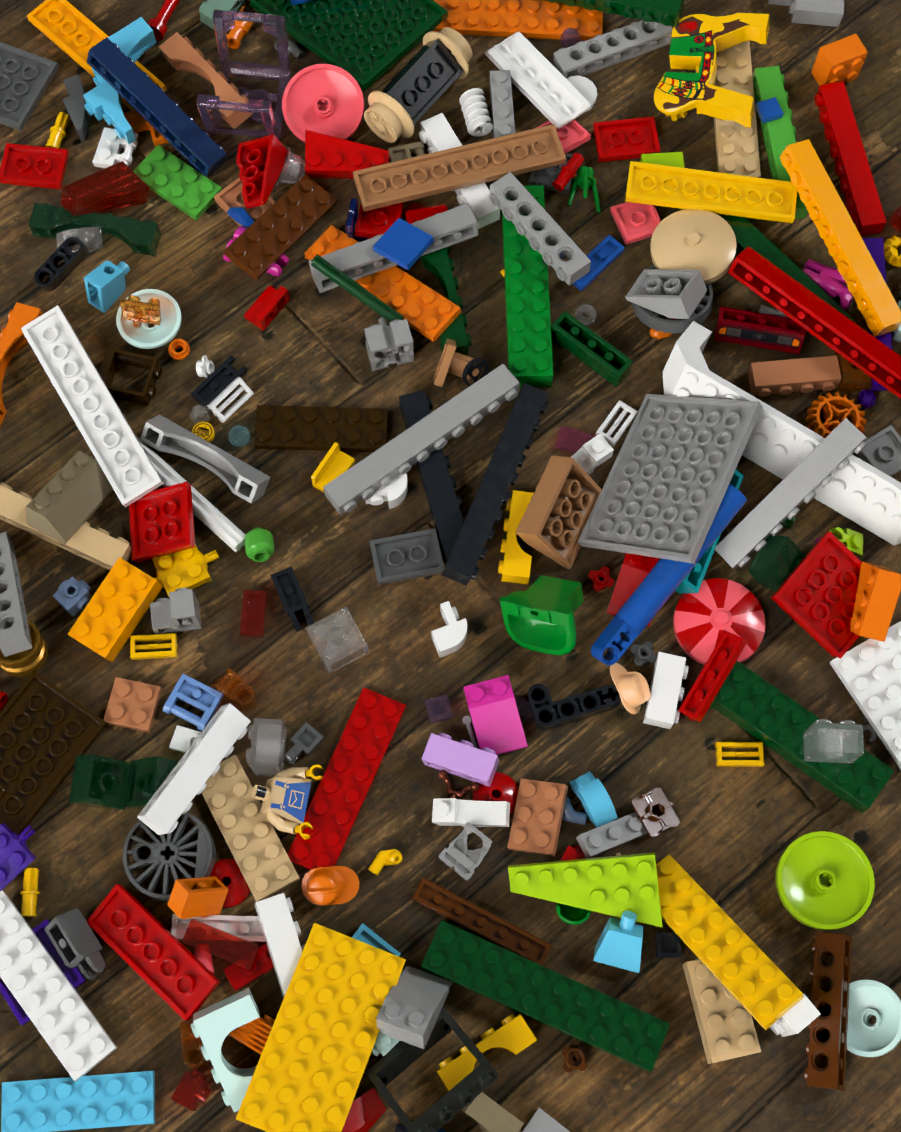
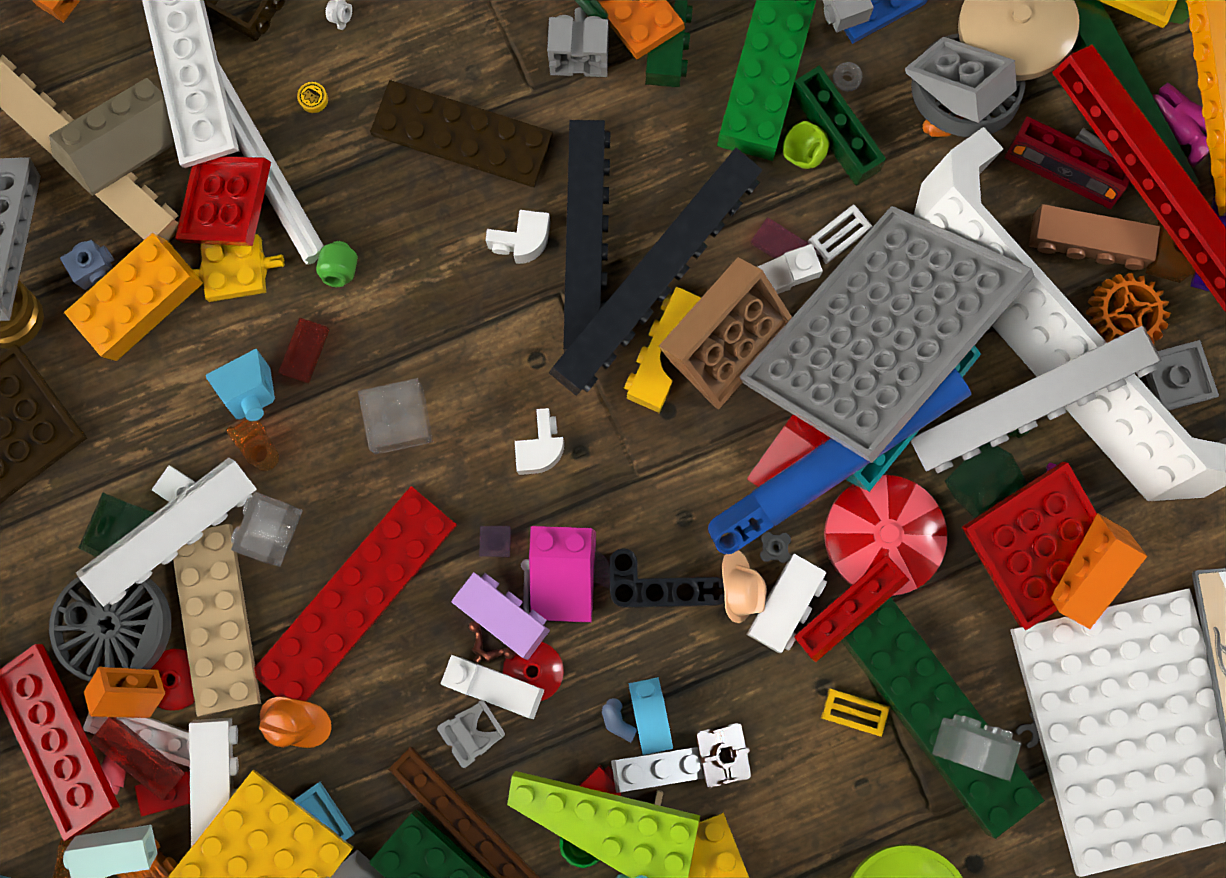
camera: 20 degrees right, 10 degrees up
(100, 782) = (55, 510): clear green slope -> none
(132, 704) = (124, 422): nougat plate -> none
(153, 655) = (195, 361): yellow tile -> none
(177, 613) = (208, 322): light grey brick -> none
(197, 695) = (203, 434): medium blue plate -> none
(199, 414) = (315, 71): clear plate -> none
(216, 411) = (352, 53): white tile -> none
(217, 382) = (350, 36): black hinge -> none
(217, 650) = (244, 385): none -> medium azure torso
(239, 436) = (356, 114): clear light blue plate -> none
(239, 476) = (267, 92): light grey arch -> none
(287, 799) = (271, 601): torso -> none
(291, 596) = (357, 343): black hinge -> none
(305, 741) = (318, 532): dark grey plate -> none
(331, 467) = (458, 192): yellow panel -> none
(384, 858) = (371, 708): yellow arm -> none
(406, 556) = (516, 332): dark grey plate -> none
(421, 439) = (580, 186): light grey brick -> none
(458, 365) = (661, 100): medium nougat piece -> none
(537, 817) = (574, 717): nougat plate -> none
(543, 615) = (662, 462): green piece -> none
(572, 368) = (806, 145): none -> lime hair
(599, 585) = (759, 440): red plate -> none
(850, 538) = (1092, 478): lime plate -> none
(866, 398) = (1179, 294): dark purple plate -> none

